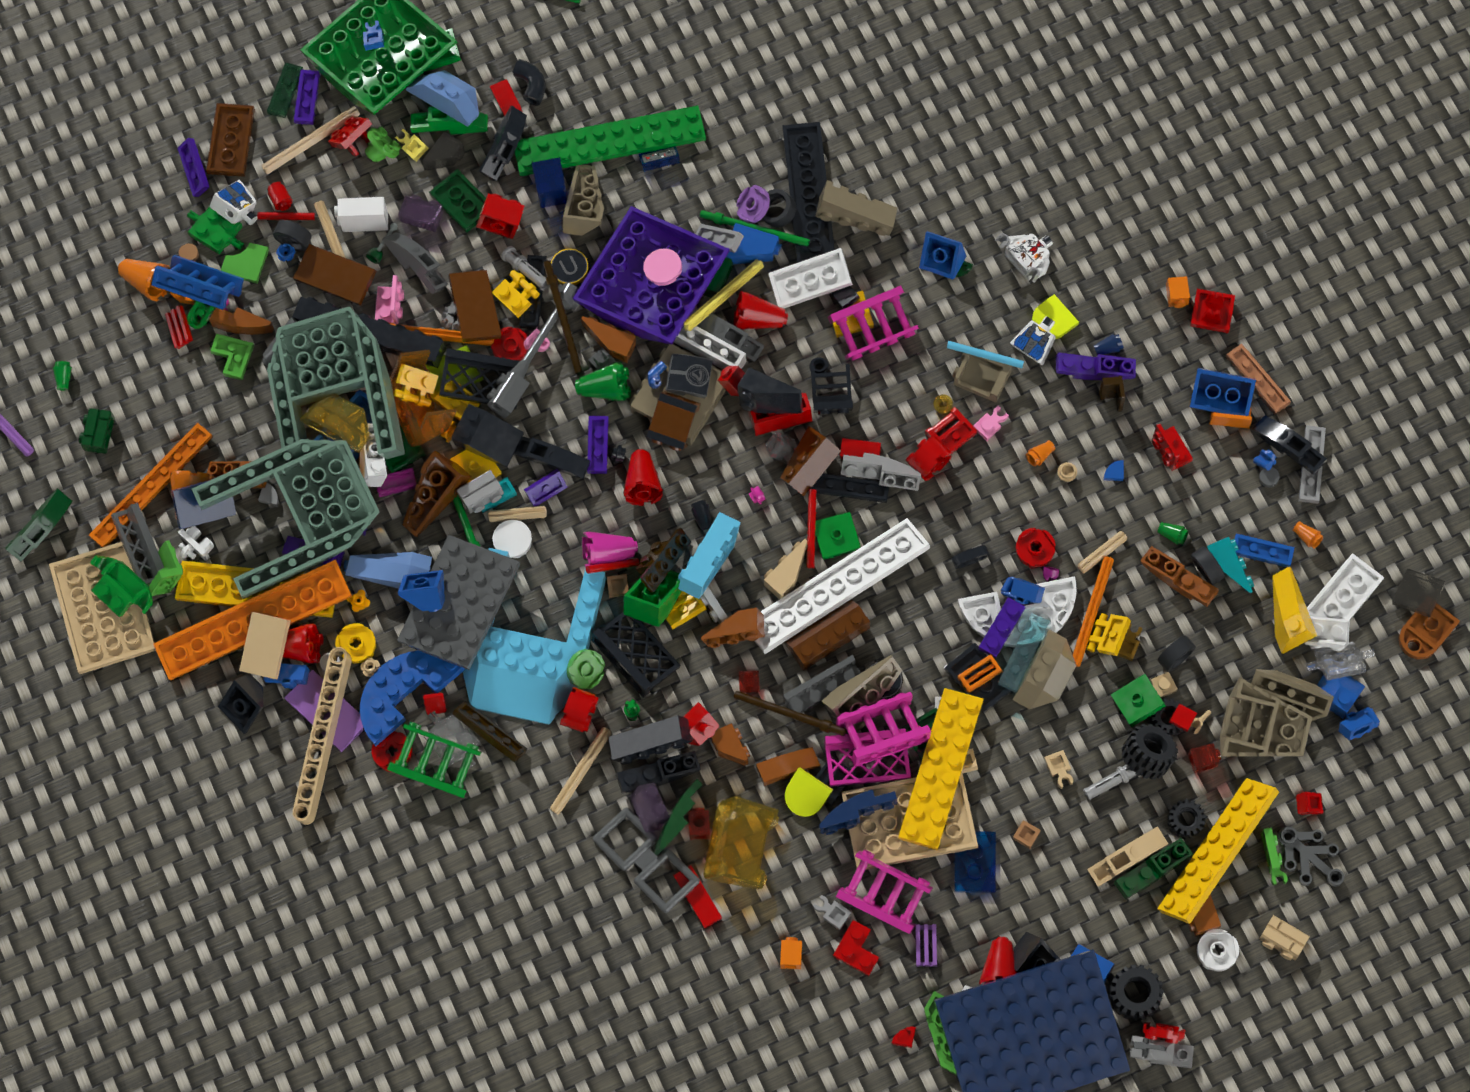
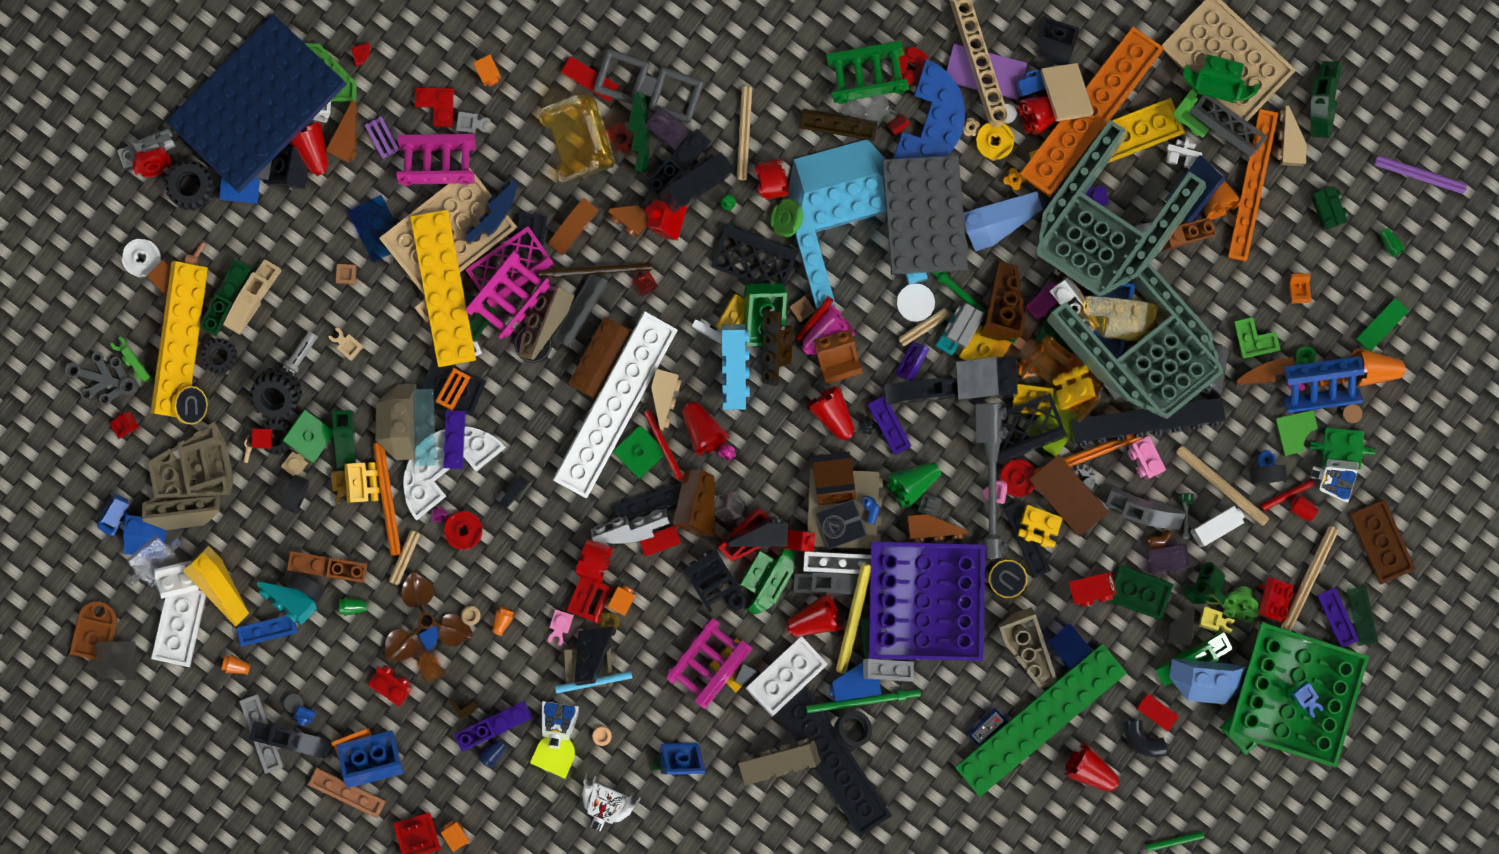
camera: 150 degrees right, 15 degrees up
(93, 502) = (1293, 145): none -> tan slope
(115, 312) = (1382, 325): none -> green tile
(166, 376) = (1300, 288): none -> orange bracket
(177, 328) = (1321, 343): red tile -> none
(193, 167) = (1397, 495): dark purple plate -> none
(335, 274) = (1209, 459): reddish brown tile -> none
(401, 177) = (1207, 586): none -> dark green tile
(419, 231) = (1159, 541): none -> reddish brown arm
(424, 590) = (958, 204): blue slope -> none
(505, 143) = (1130, 665): black slope -> none
(520, 264) = (1051, 556): light grey pin -> none
(552, 280) = (1010, 548): dark brown bar -> none
(592, 81) = (1091, 769): none -> red cone
(610, 520) = (837, 356): none -> dark orange panel
(662, 267) = (919, 610): bright pink tile -> none
(701, 513) = (764, 409): black cone -> none
(739, 627) = (676, 322): dark orange slope -> none
(759, 208) = (868, 726): medium lavender tile -> none
(767, 523) = (703, 429): none -> red cone
(786, 364) = (767, 578): none -> green plate
(806, 794) = (544, 209): neon yellow tile -> none
(922, 413) = (622, 600): none -> orange brick
(963, 959) = (344, 141): none -> dark orange slope
(974, 381) = (590, 653): none -> black wing
(1002, 314) = (602, 736): none -> light nougat tile
(1022, 590) = (454, 484): blue piece -> none
(1090, 466) = (416, 592): none -> reddish brown plant
(1104, 682) = (344, 437): none -> dark green slope
(1127, 446) = (430, 667): none -> clear orange bracket
(1169, 923) = (190, 259): none -> nougat hand
(1204, 758) = (229, 416): clear red brick -> none
(1237, 785) = (189, 405): none -> black tile
(1283, 938) = (91, 295): tan brick -> none

